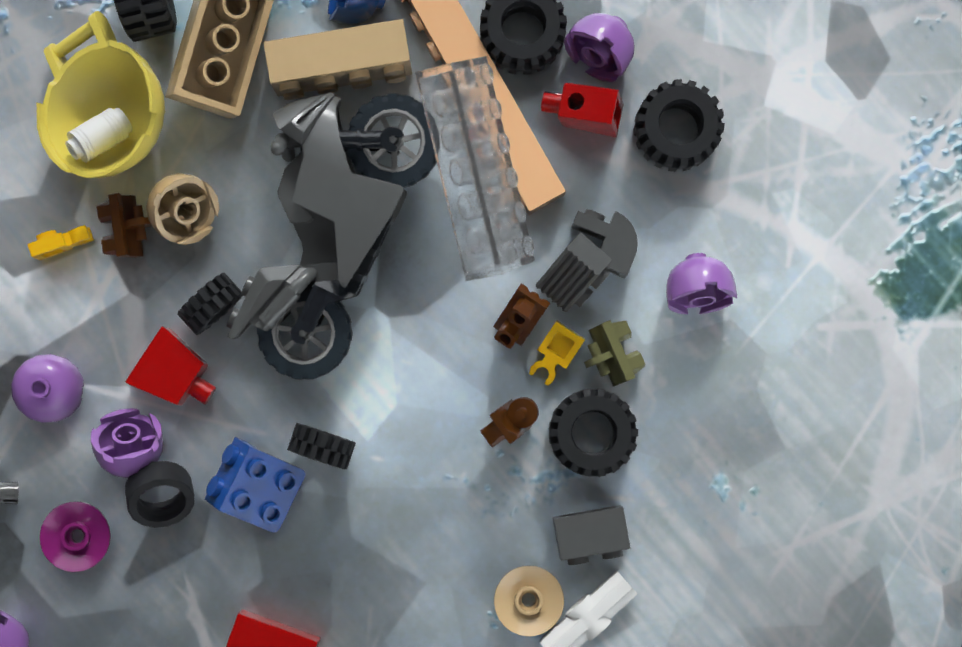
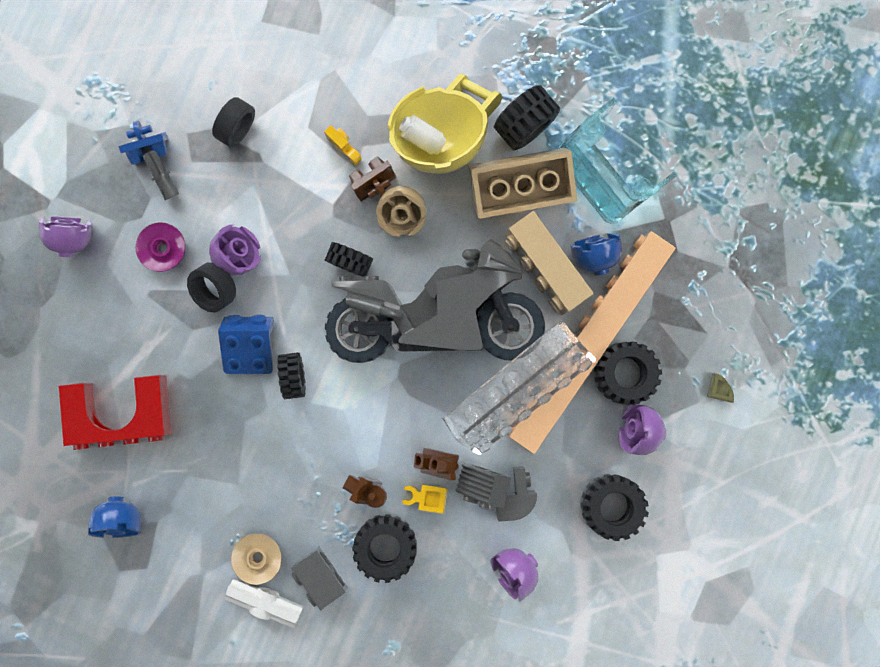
camera: 70 degrees right, 0 degrees up
(47, 388) = (246, 183): medium lavender cylinder -> none
(171, 370) = (295, 255): red torso -> none
(599, 112) = (599, 450): red torso -> none
(609, 354) = (440, 535): olive hips -> none

